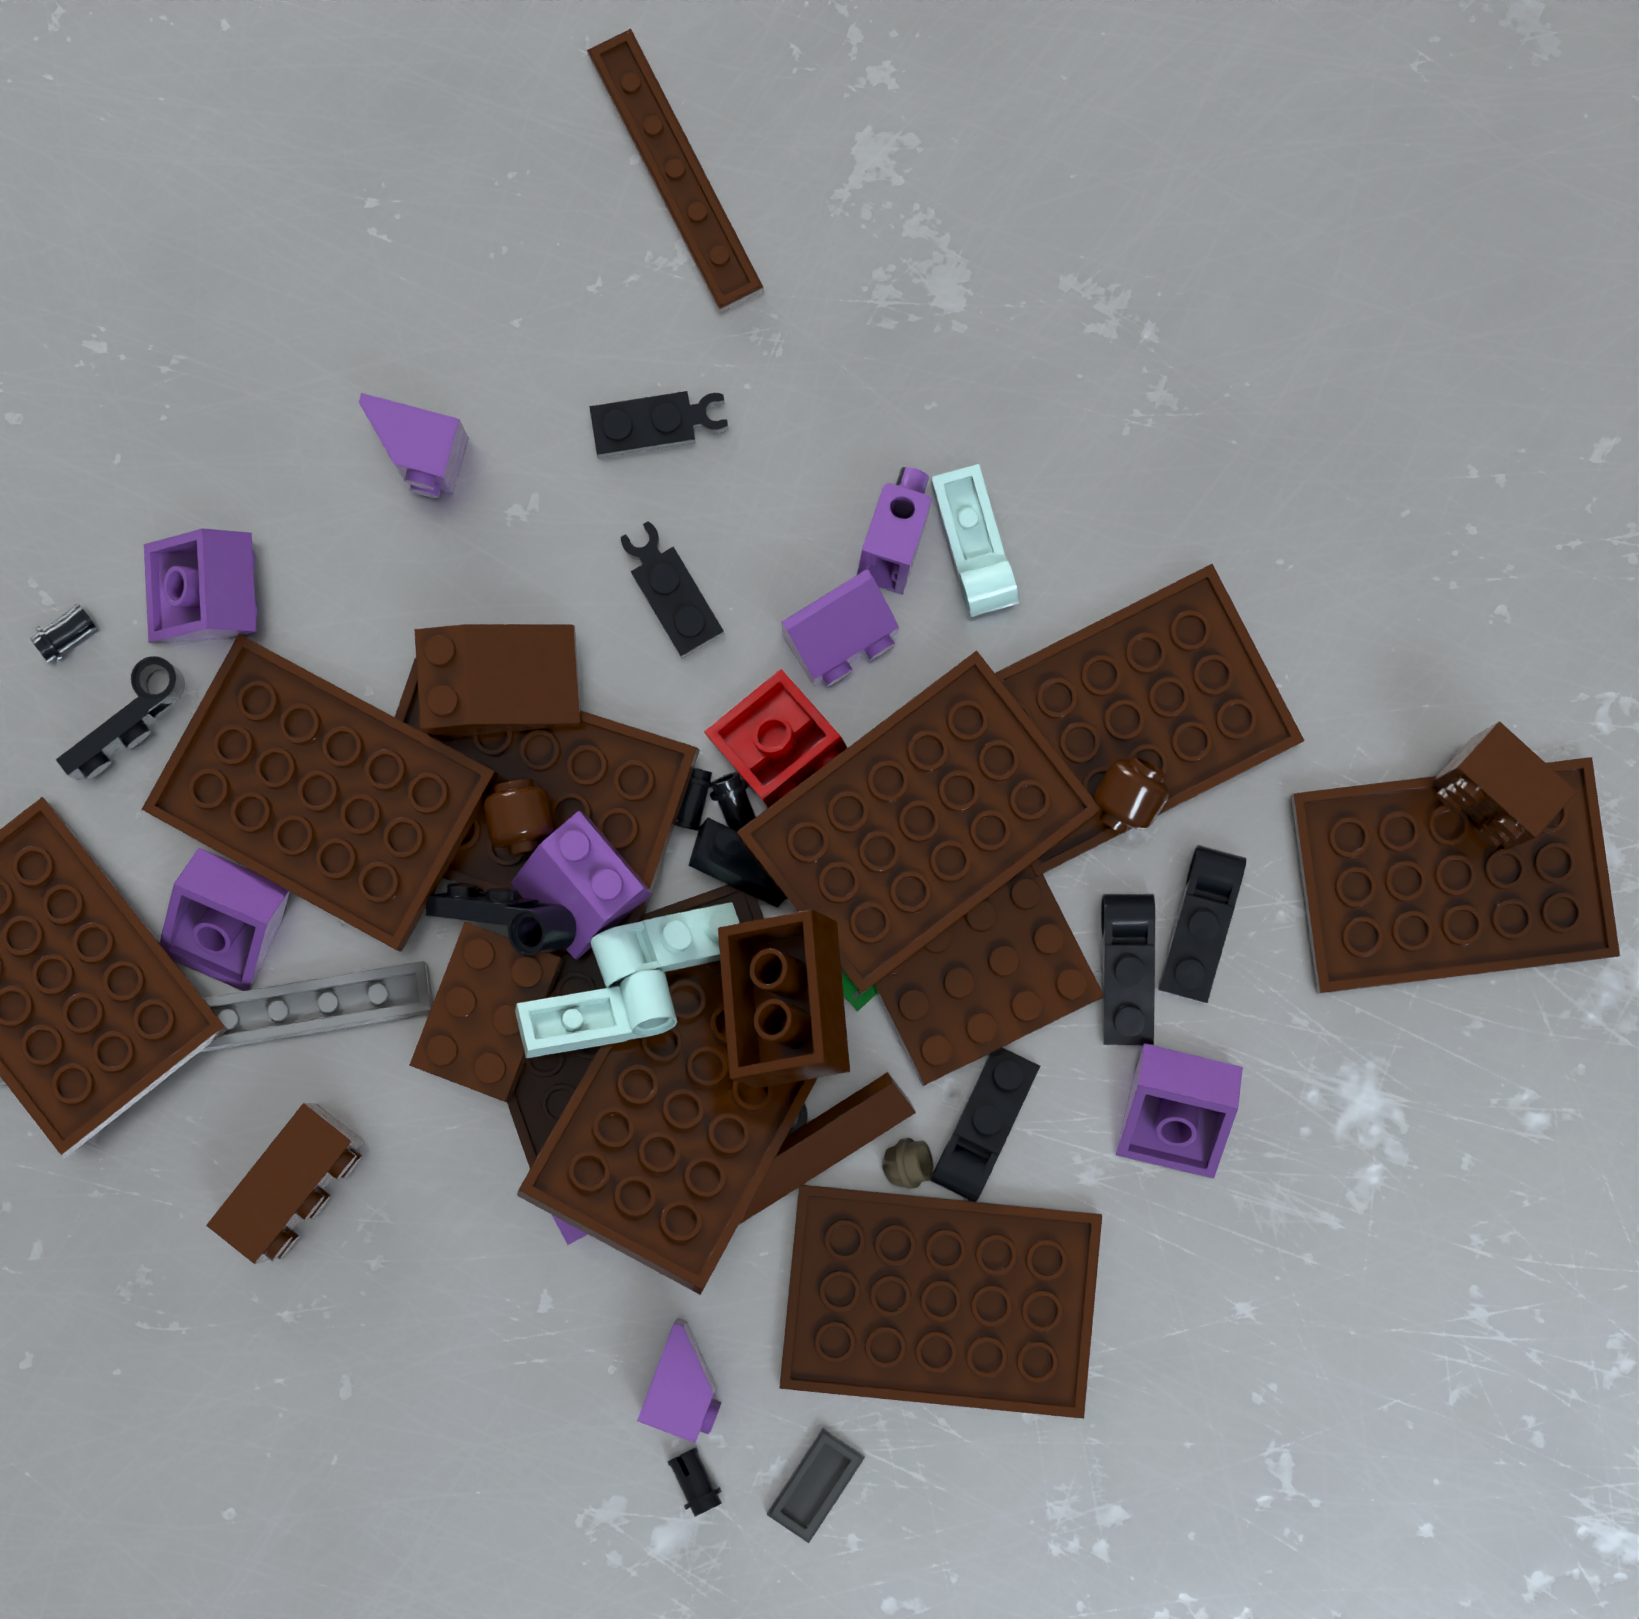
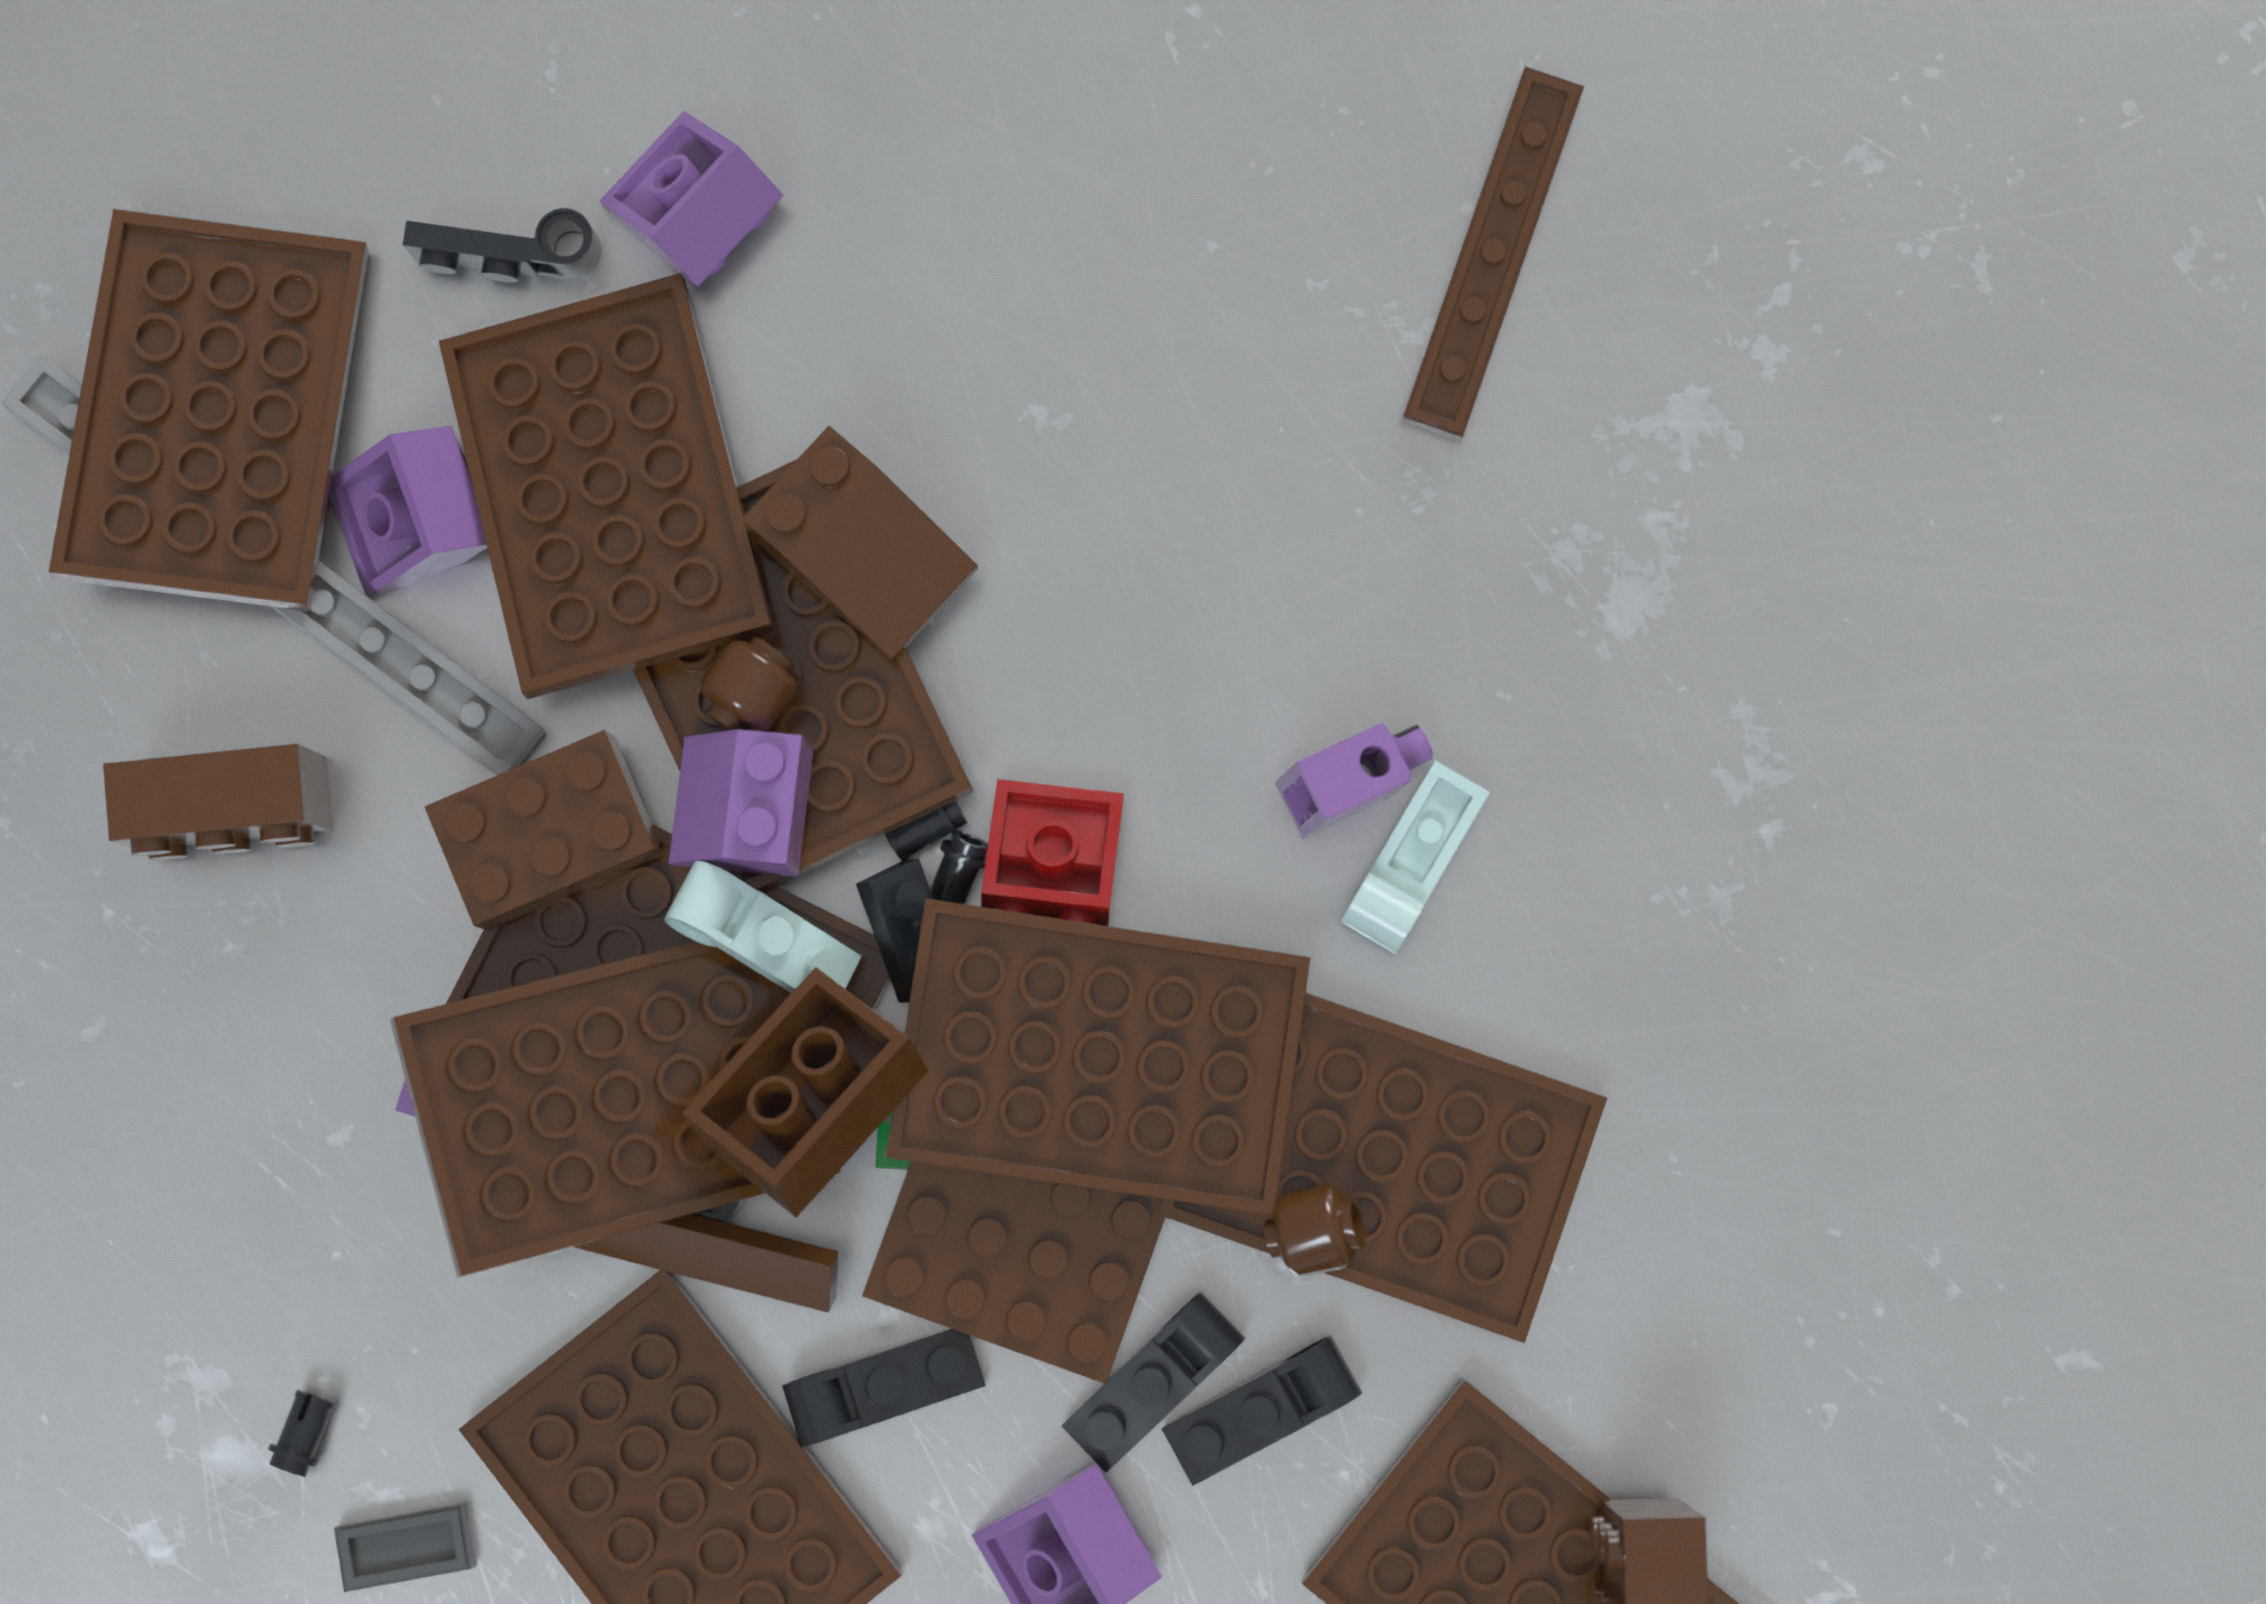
camera: 55 degrees right, 0 degrees up
(63, 633) = (532, 117): black pin -> none
(420, 442) = (1006, 266): medium lavender slope -> none
(531, 925) = (658, 792): black plate -> none
(597, 1017) = (628, 935): light aqua plate -> none
(652, 423) = (1238, 457): black plate -> none
(673, 595) = (1098, 629): black plate -> none
(681, 1389) = (369, 1341): medium lavender slope -> none
(841, 629) = (1210, 814): medium lavender slope -> none
(908, 1163) = (779, 1350): dark tan plate -> none

